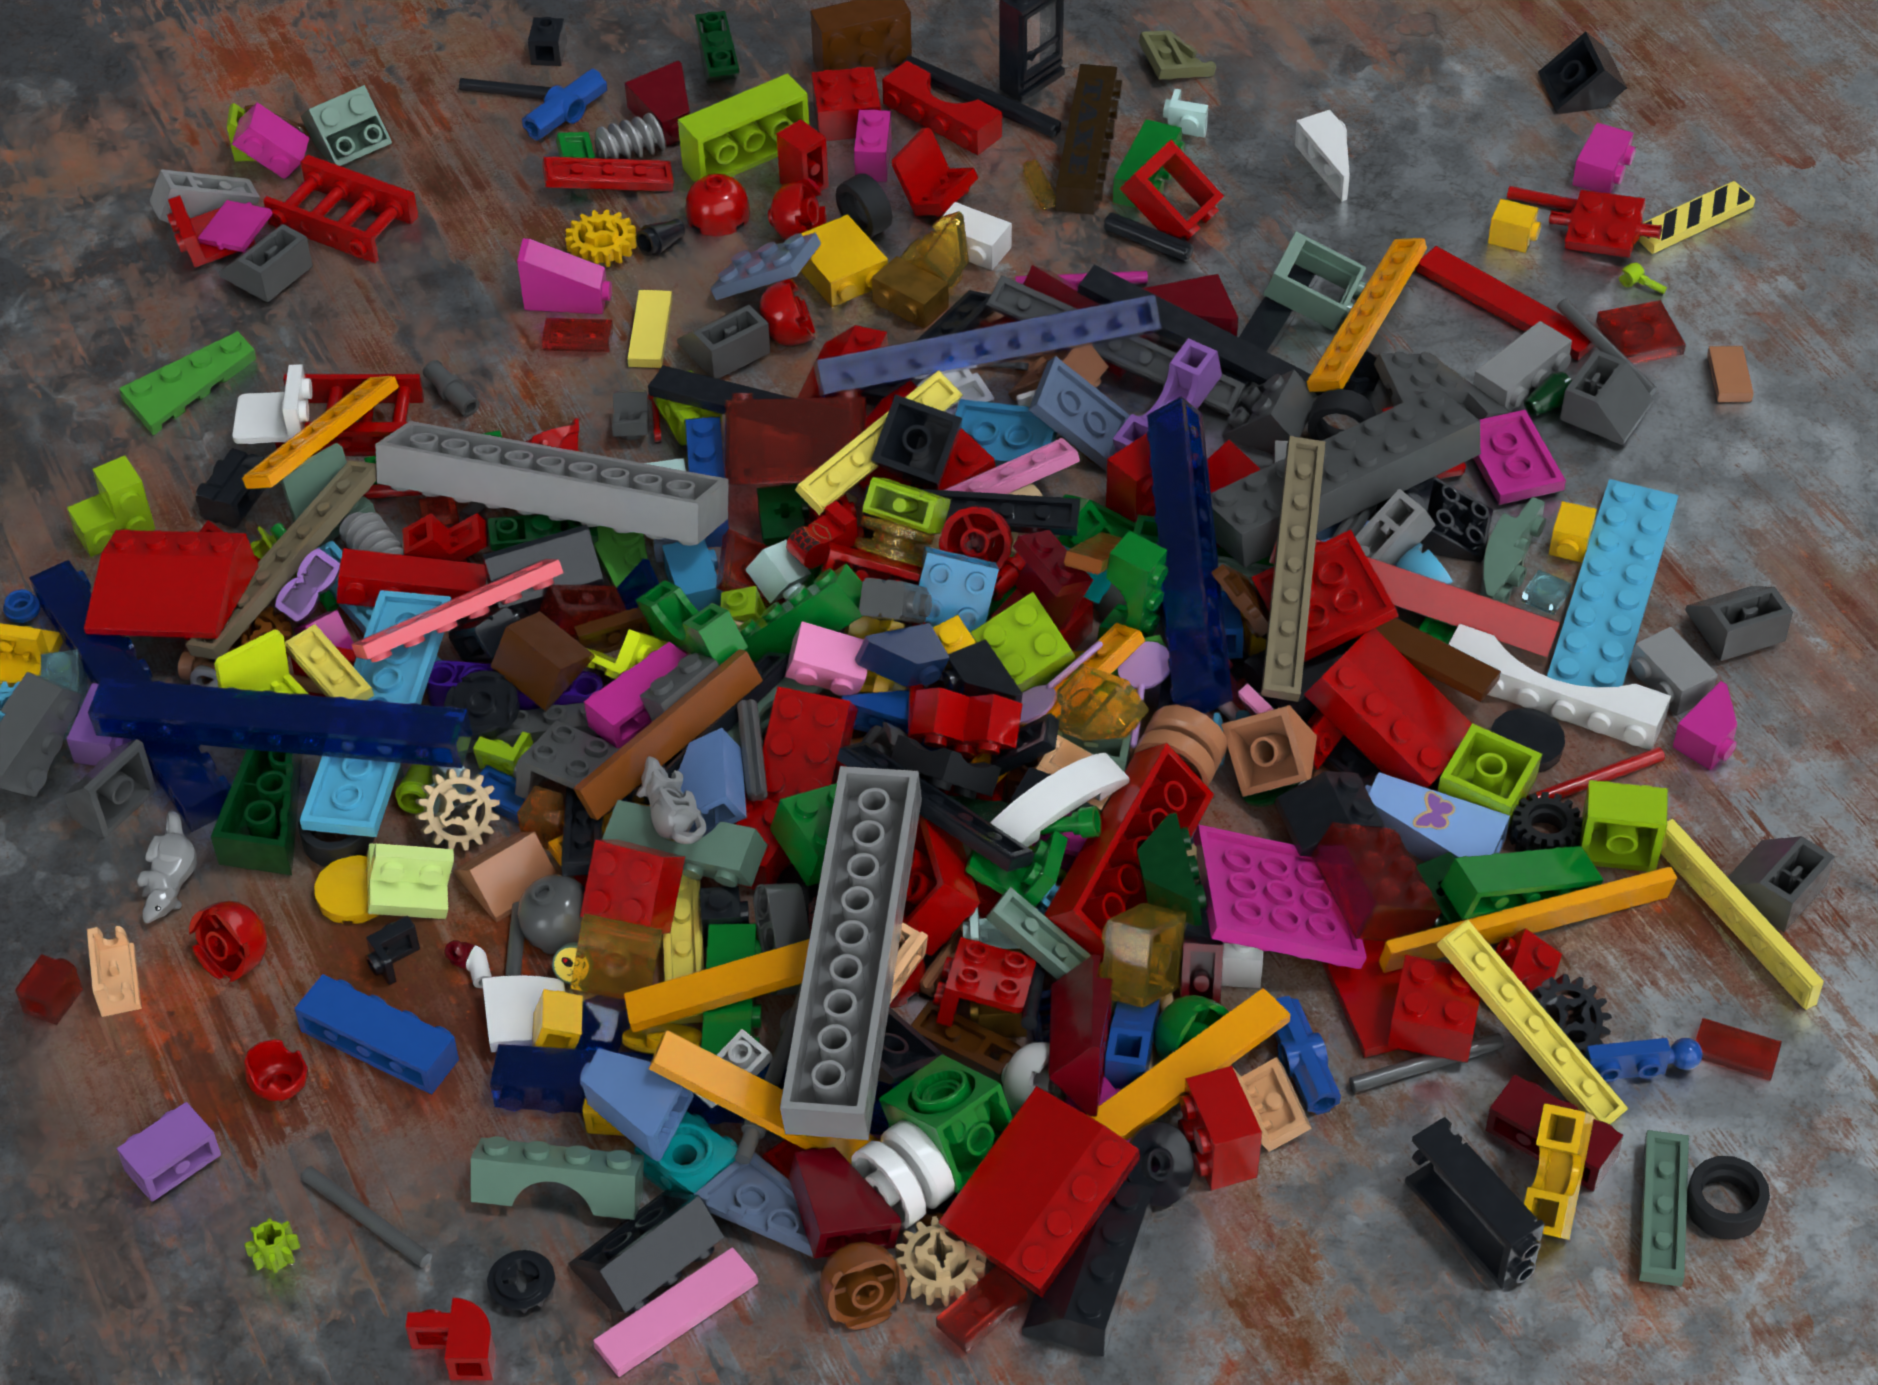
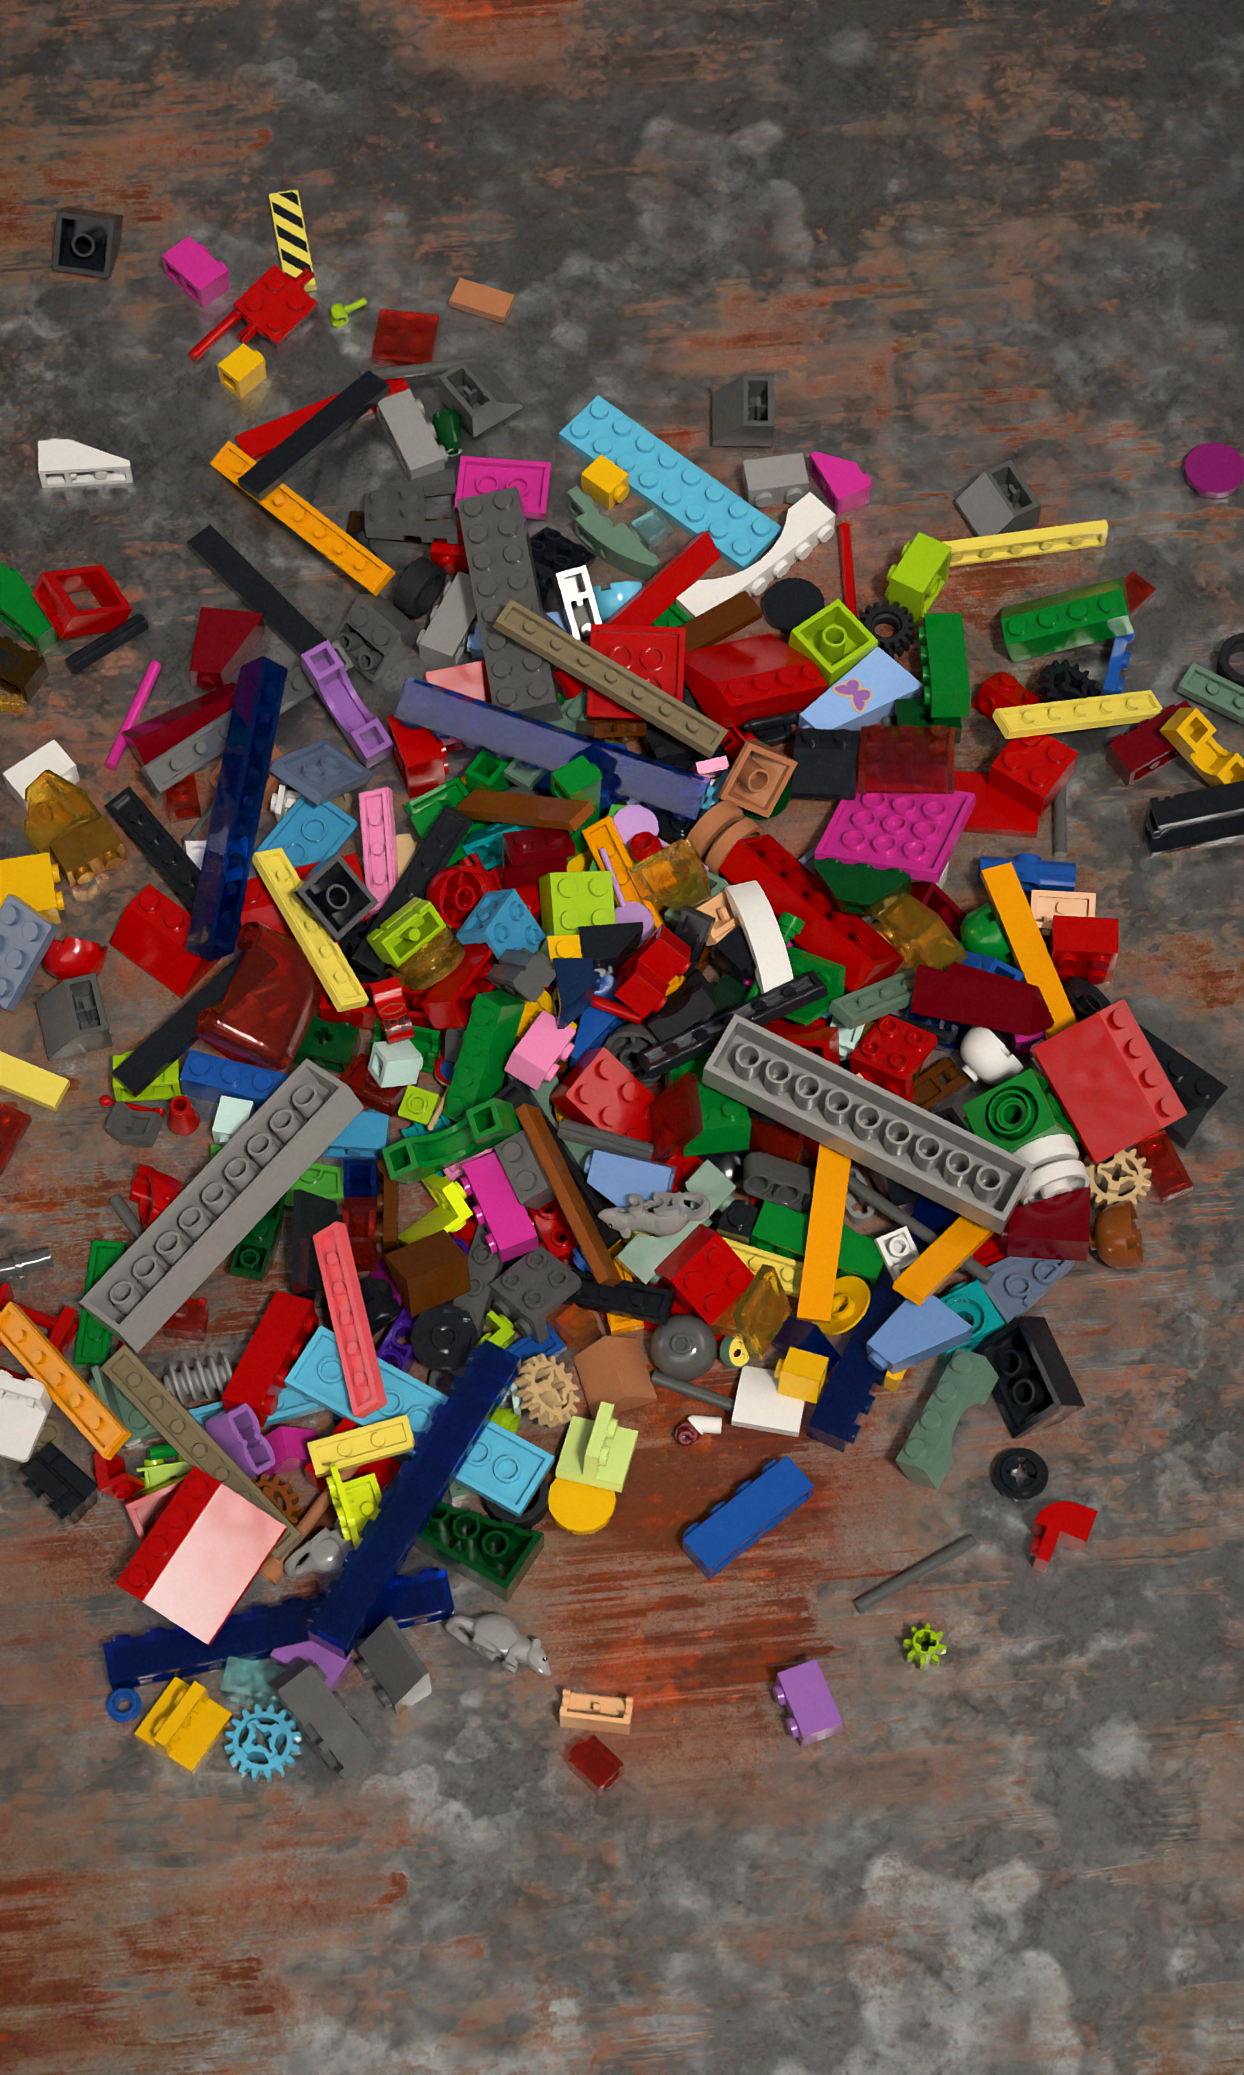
camera: 70 degrees left, 15 degrees up
(118, 506) = (49, 1587): lime brick -> none
(228, 939) = (609, 1605): red cylinder -> none
(250, 514) = (113, 1479): none -> red bracket
(274, 1071) = (758, 1603): red hair -> none
(391, 945) = (656, 1480): black bracket -> none
(434, 540) = (229, 1319): red brick -> none
(655, 442) = (182, 1116): none -> red cone
(675, 1312) = (1082, 1360): bright pink tile -> none
(792, 786) = (675, 1117): none -> clear red tile
(1125, 670) = (644, 845): none -> red plate
(1180, 325) = (276, 645): black tile -> none
(1324, 263) = (224, 555): sand green window -> none
(1353, 749) = (770, 721): none -> black piece
(1465, 287) = (314, 435): none -> black tile
(1538, 915) = (972, 635): light orange tile -> none
(1658, 983) = (1067, 620): none -> green slope

